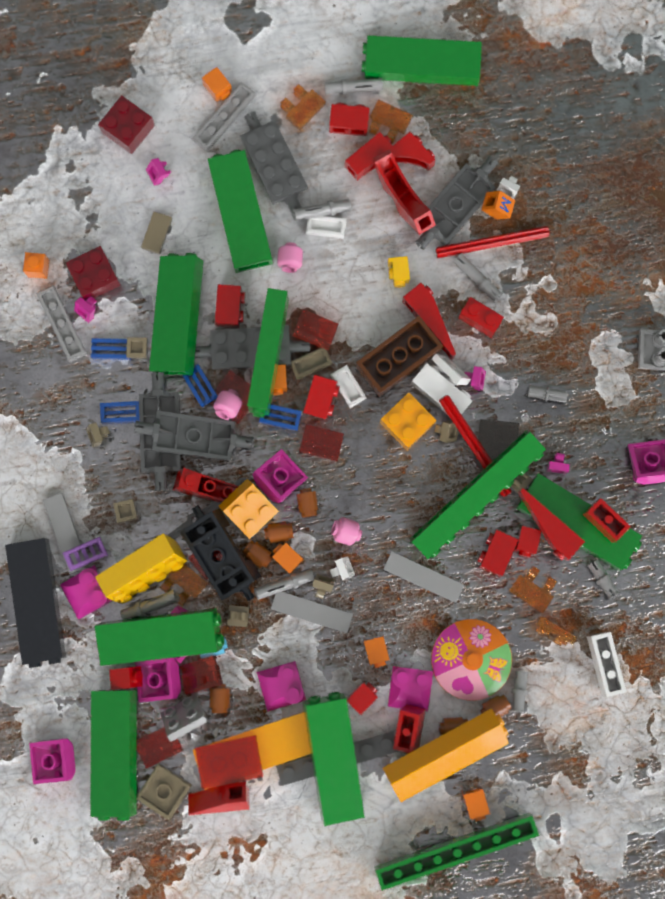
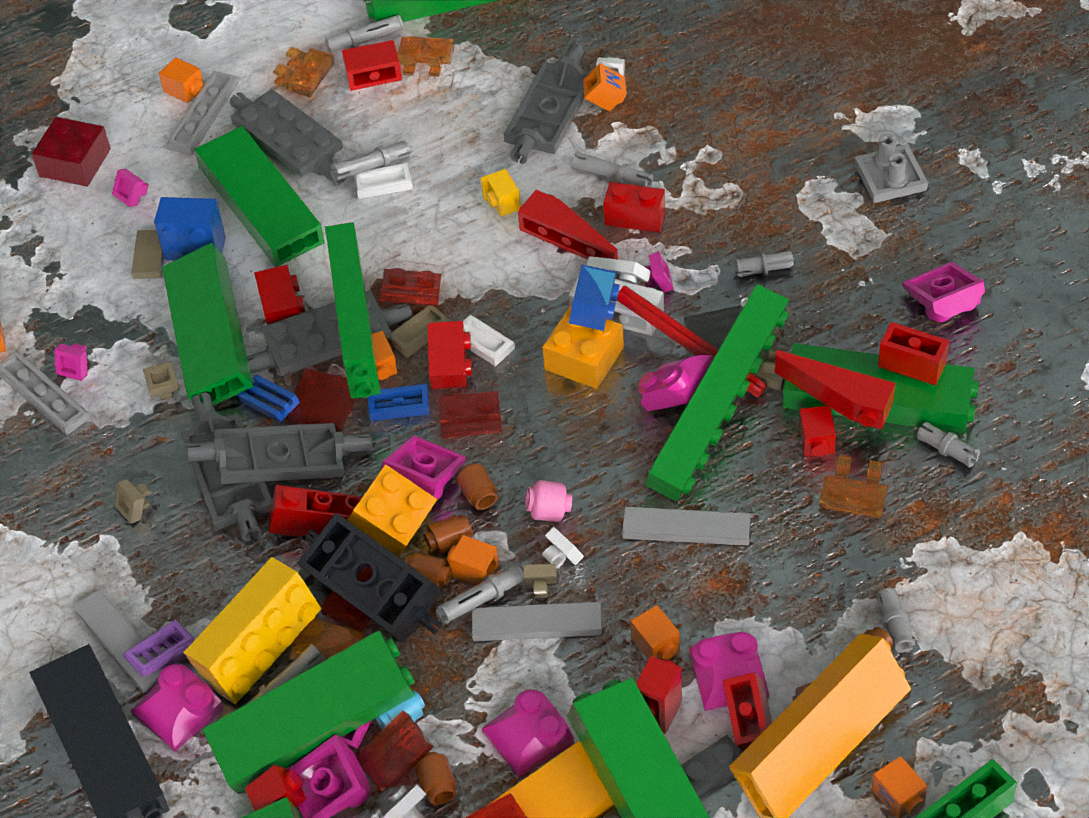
camera: 15 degrees left, 30 degrees down
(93, 273) = (72, 315): dark red brick -> none
(94, 348) = (122, 394): blue tile -> none
(103, 413) = (162, 471): blue tile -> none
(125, 511) = (206, 577): dark tan tile -> none
(186, 231) = (188, 225): none -> blue brick
(227, 404) = (316, 400): bright pink head -> none
(238, 616) = (425, 663): dark tan tile -> none
(290, 257) = (346, 212): bright pink head -> none
(399, 356) = (538, 278): reddish brown brick -> none
(406, 150) = (426, 84): red arch -> none
(406, 200) = (483, 116): red arch -> none
(424, 398) = (593, 298): none -> blue brick
(448, 431) = (645, 339): dark tan tile -> none
(455, 473) = (673, 382): none -> dark pink slope
(471, 659) = (804, 606): dish -> none
(492, 242) = (614, 131): red axle -> none
(498, 552) = (780, 459): red brick -> none
(558, 465) = (818, 332): dark pink tile -> none
(562, 636) = (908, 513): clear orange plate -> none
(606, 664) = (1004, 537): white brick -> none

